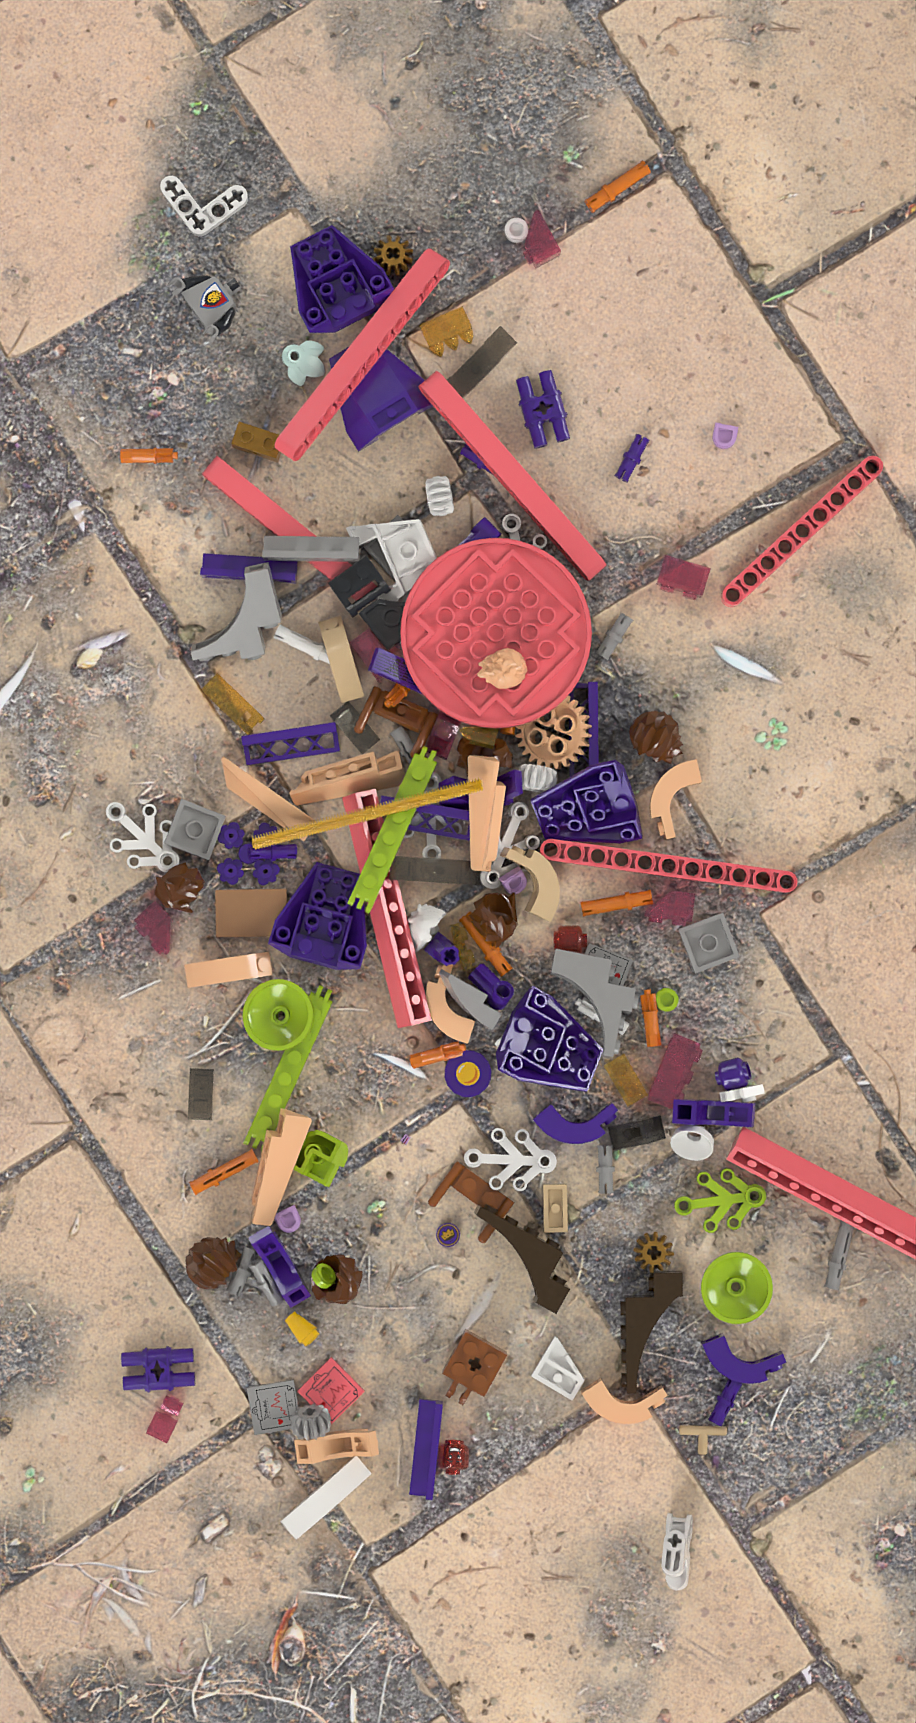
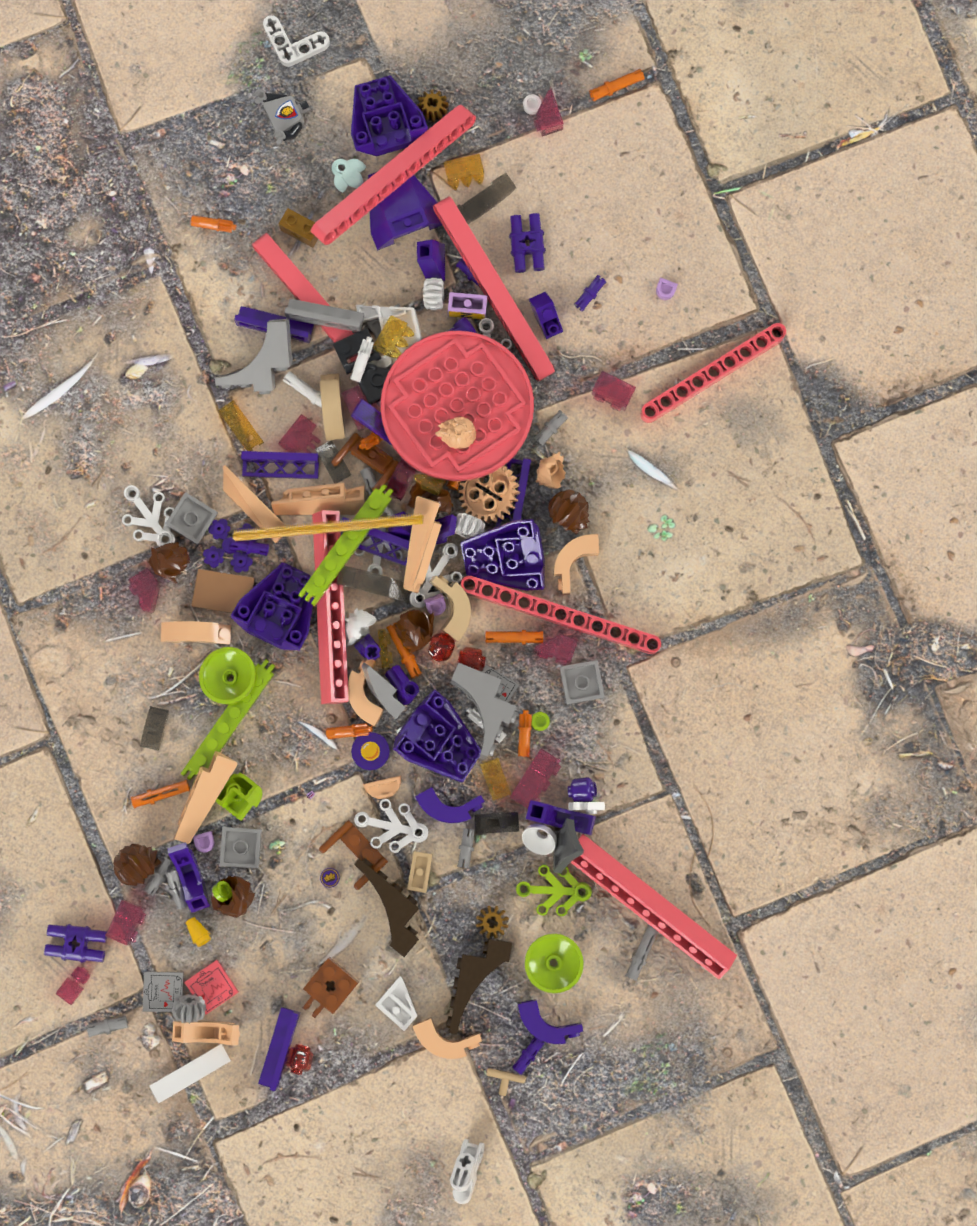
camera: 10 degrees right, 5 degrees down
(213, 1333) = (126, 922): none -> clear pink brick
(215, 1460) = (107, 1026): none -> light grey pin
(307, 703) = (300, 436): none -> clear pink hinge
(333, 1218) = (240, 847): none -> light grey plate
(368, 598) = (362, 359): none -> white piece
(399, 562) = (392, 337): none -> clear yellow plate
(429, 453) = (431, 258): none -> dark purple slope
(484, 503) = (467, 305): none -> lavender brick
(491, 1115) = (383, 788): none -> light nougat tile
(530, 932) = (441, 647): none -> clear red head
(582, 496) = (546, 315): none -> dark purple slope
(625, 691) = (551, 471): none -> light nougat hair
(728, 1147) = (567, 847): none -> dark grey plate

